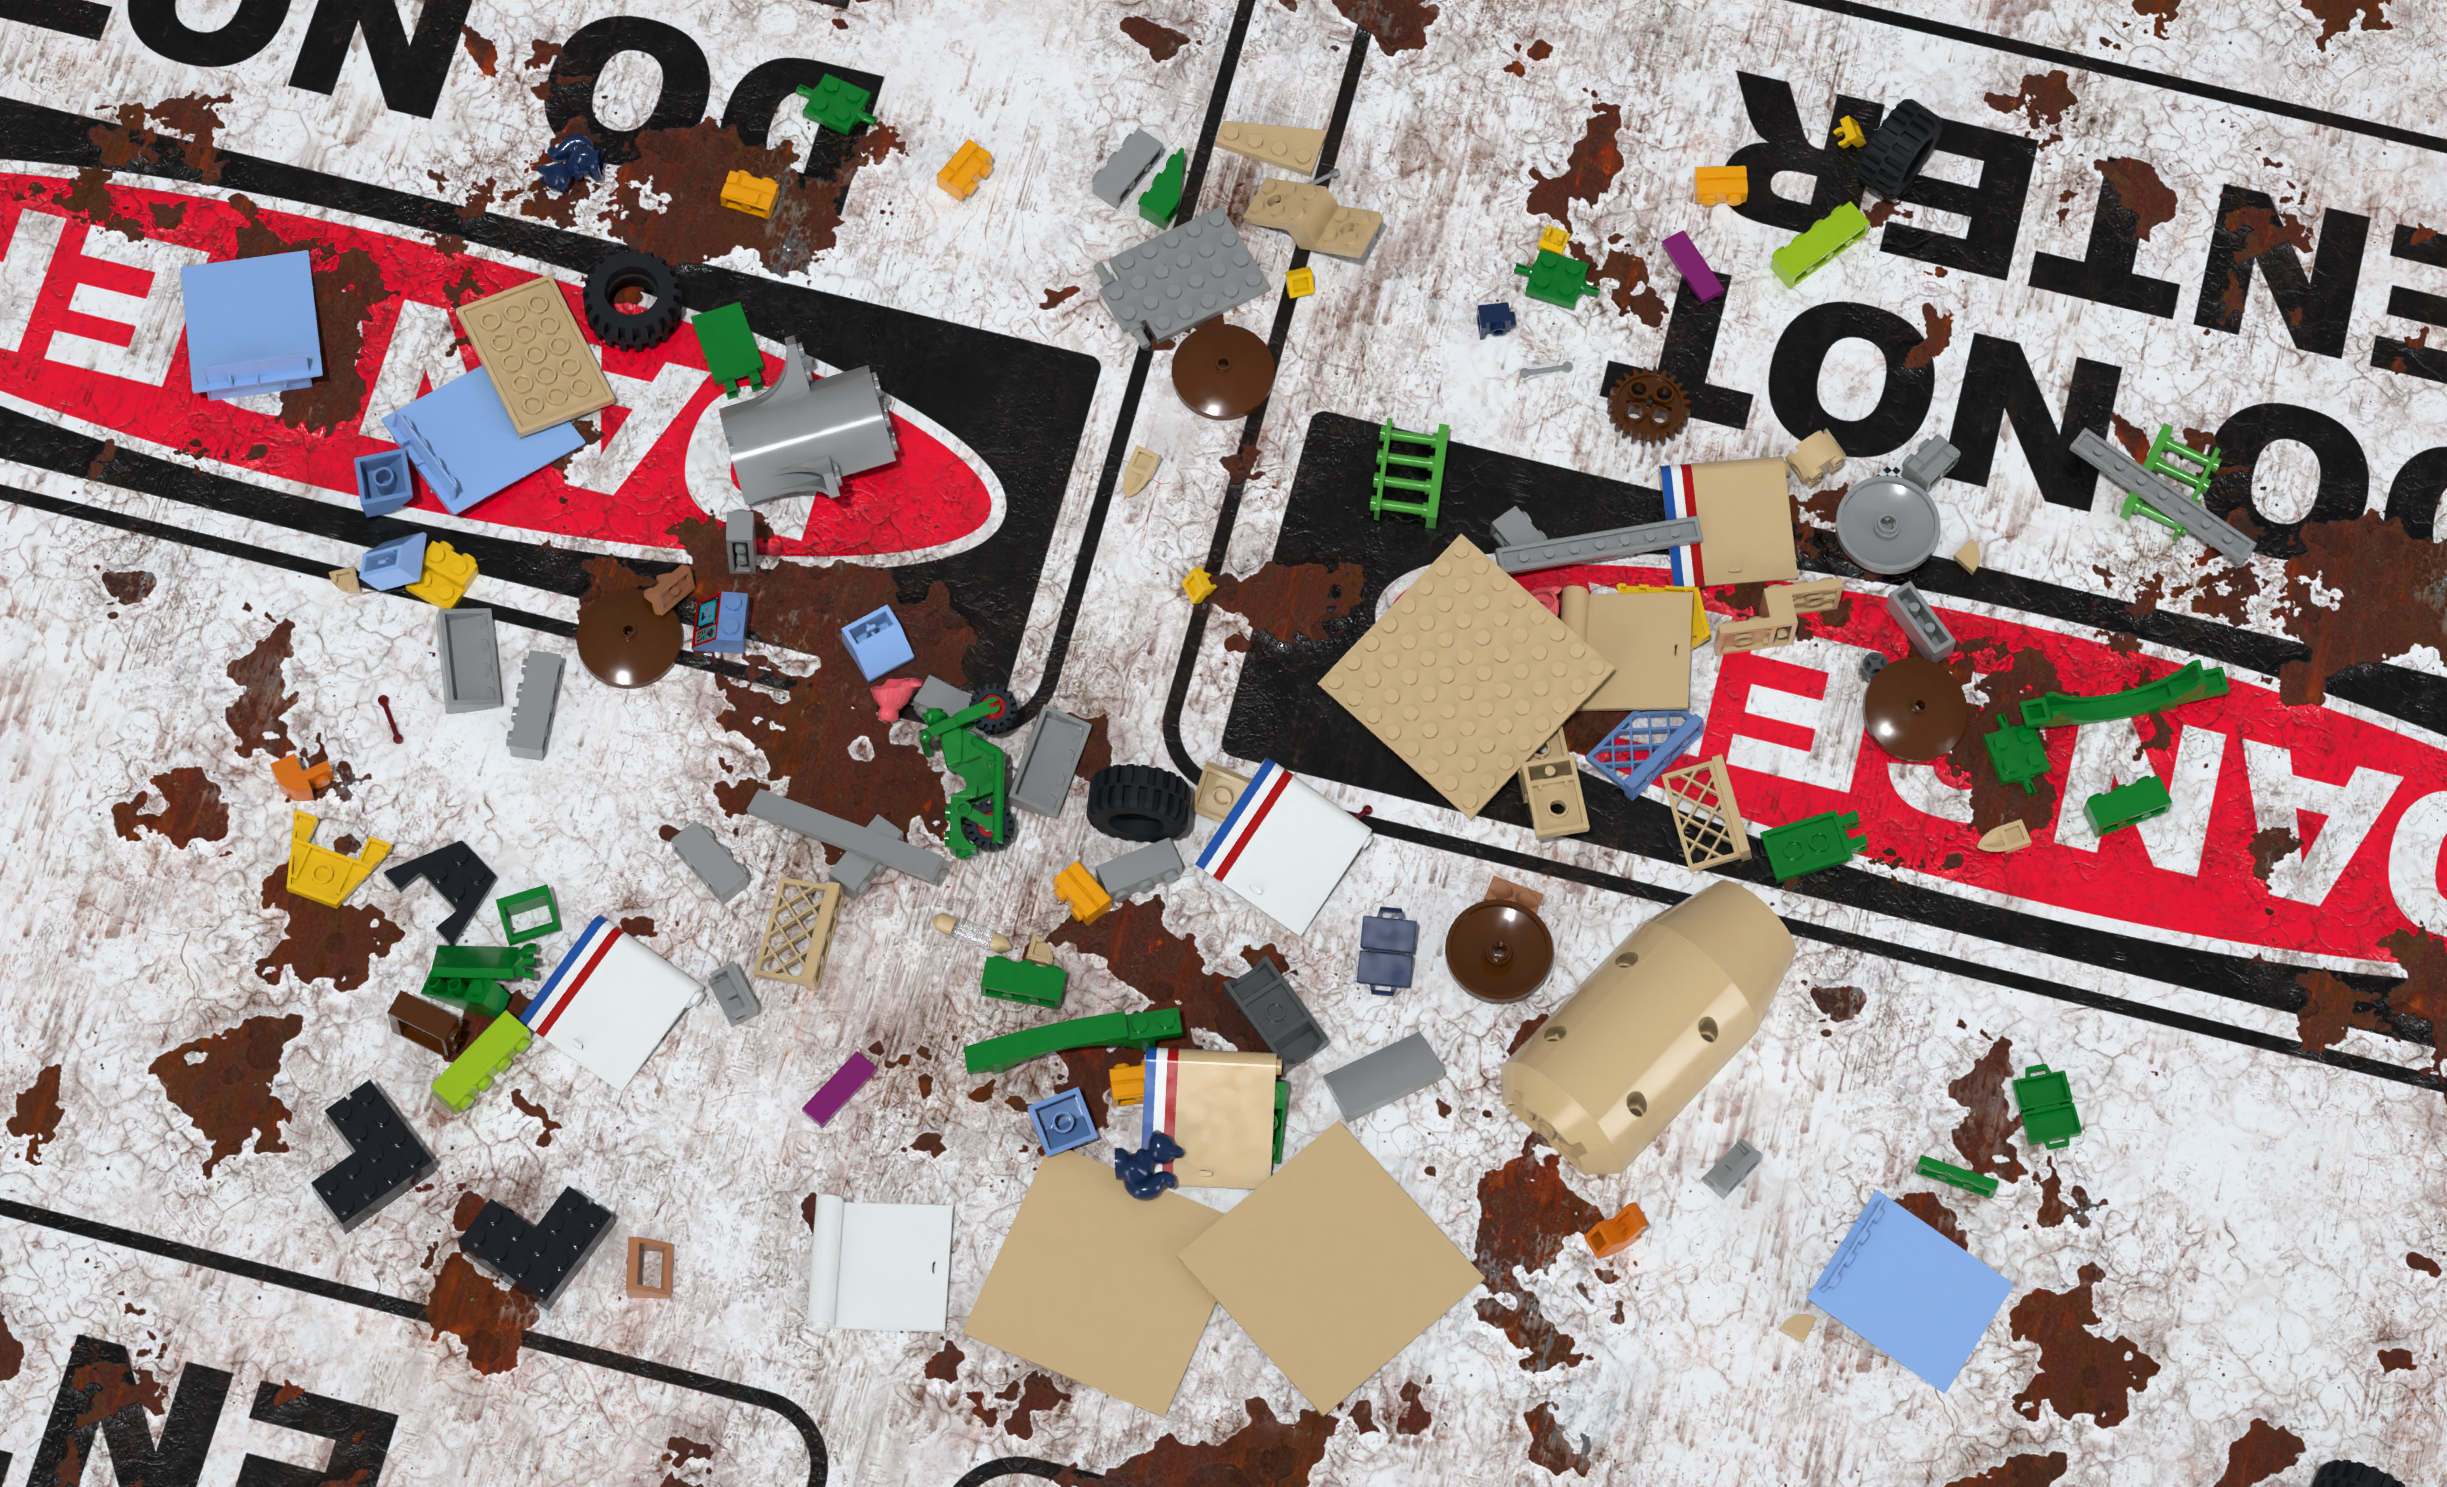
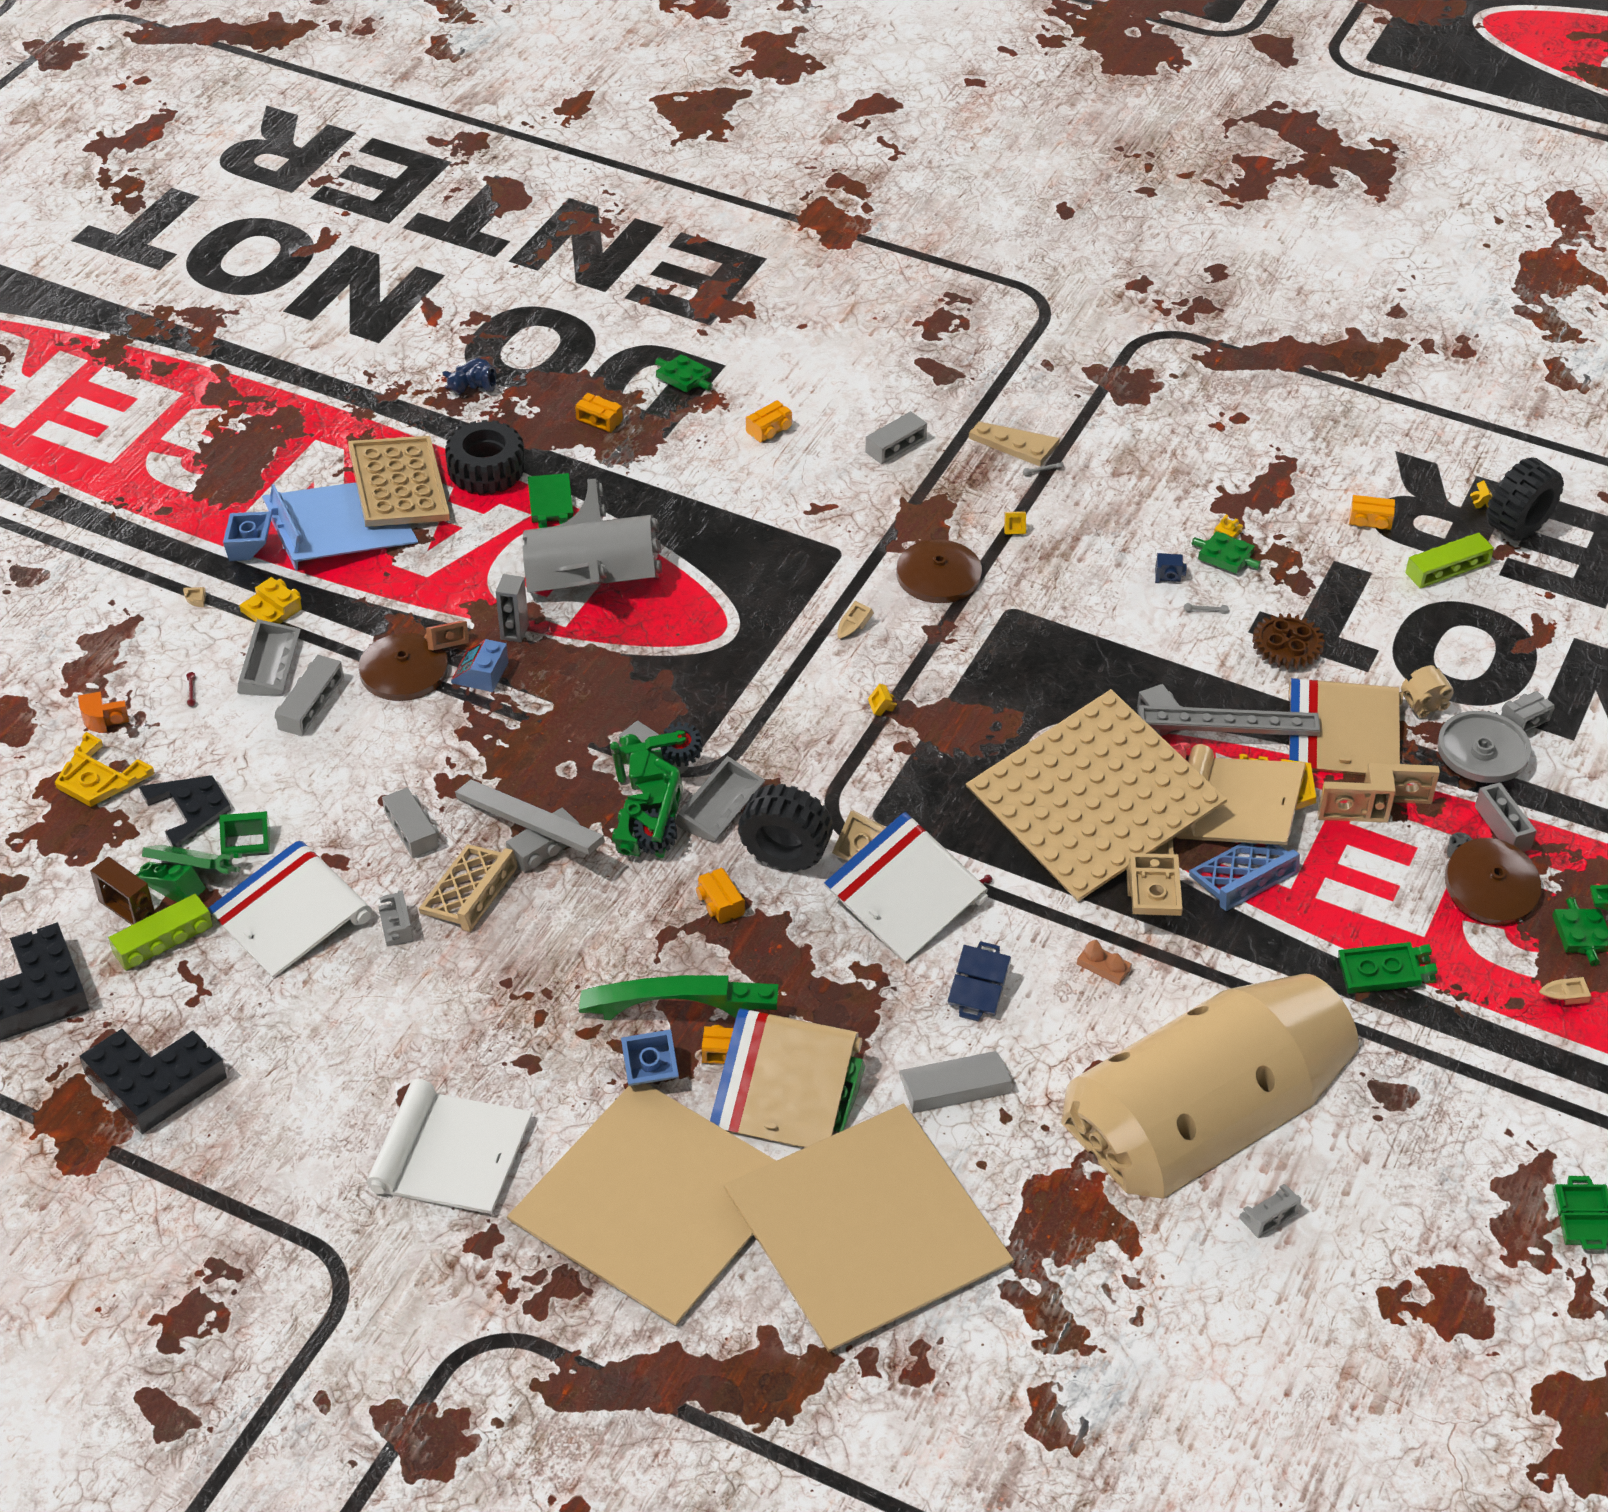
camera: 15 degrees right, 20 degrees down
(251, 325) = (190, 437): light blue door -> none
(394, 562) = (234, 584): light blue slope -> none
(633, 1289) = (229, 1107): nougat tile -> none
(839, 1089) = (462, 1006): magenta tile -> none
(877, 643) = (601, 695): light blue slope -> none
(894, 696) = (604, 733): coral hair -> none
(971, 933) = (616, 909): piece -> none
(1023, 982) = (649, 951): green brick -> none
(1039, 952) = (671, 935): tan tile -> none
(1138, 1167) = (706, 1107): dark blue animal -> none
(1139, 870) = (775, 886): light grey brick -> none
(1163, 199) = (920, 457): green slope -> none
(1181, 278) = (920, 510): light grey plate -> none
(1276, 1014) = (869, 1012): dark grey piece -> none
(1313, 217) = (1035, 482): tan bracket -> none
(1431, 486) = (1093, 666): bright green fence -> none
(1500, 929) = (1081, 997): reddish brown dish -> none
(1617, 1233) = (1149, 1244): orange brick -> none
(1692, 267) = (1340, 561): magenta tile -> none
(1729, 809) = (1312, 929): tan fence -> none
(1798, 1326) = (1315, 1359): tan tile -> none
(1910, 1291) = (1433, 1347): light blue door -> none
(1956, 1176) = (1491, 1255): green tile -> none
(1968, 556) = (1553, 783): tan tile -> none

